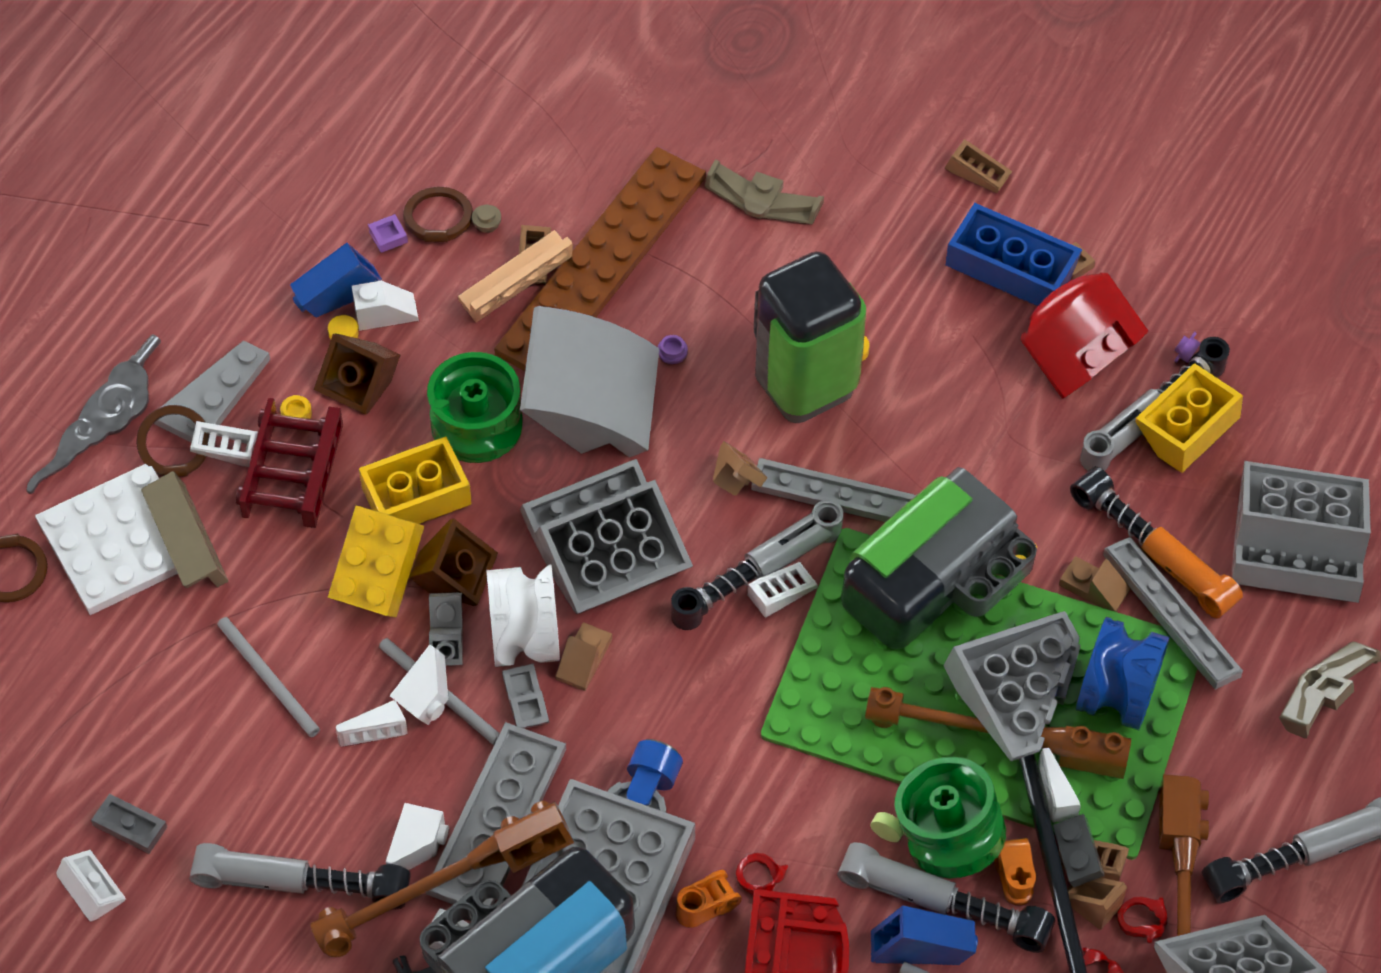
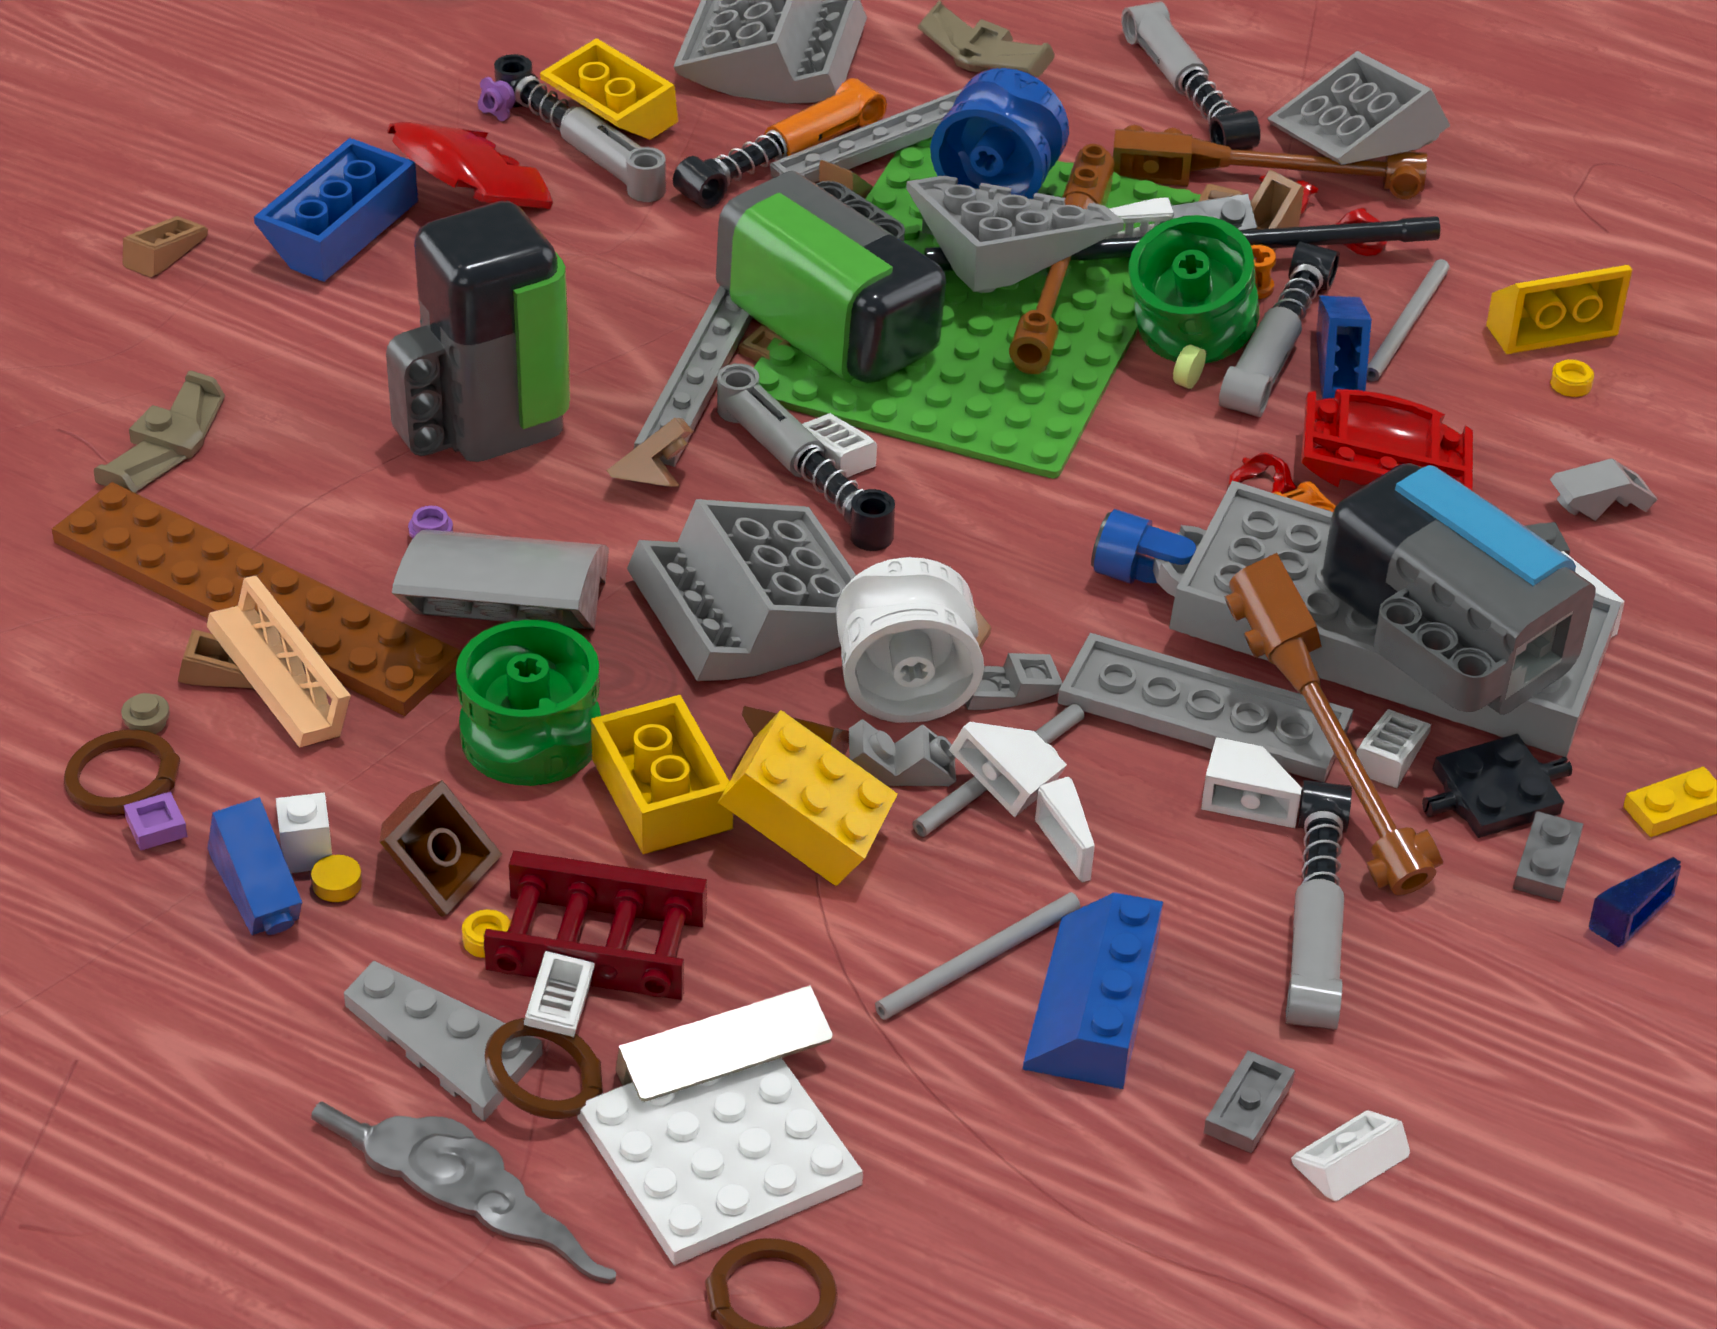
camera: 90 degrees left, 15 degrees down
(225, 741) = (1095, 990): none -> blue slope

